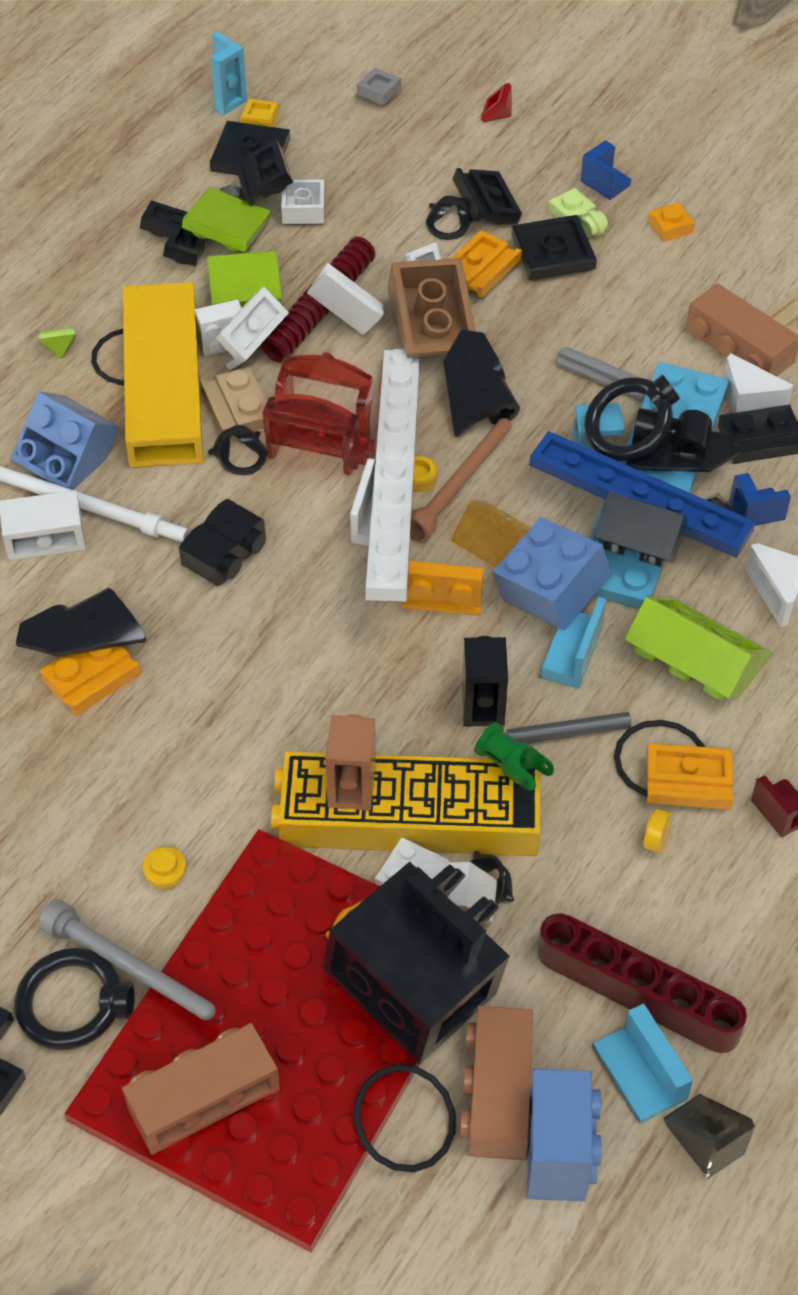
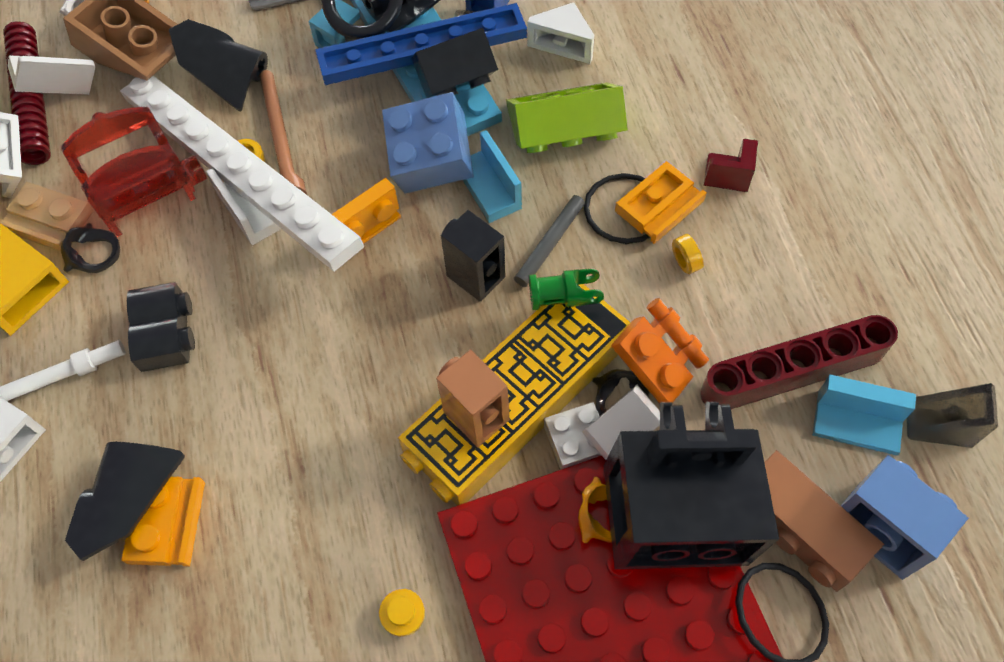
camera: 45 degrees left, 10 degrees up
(488, 532) = (352, 154): clear yellow panel -> none
(527, 873) = (652, 359): none -> orange plate

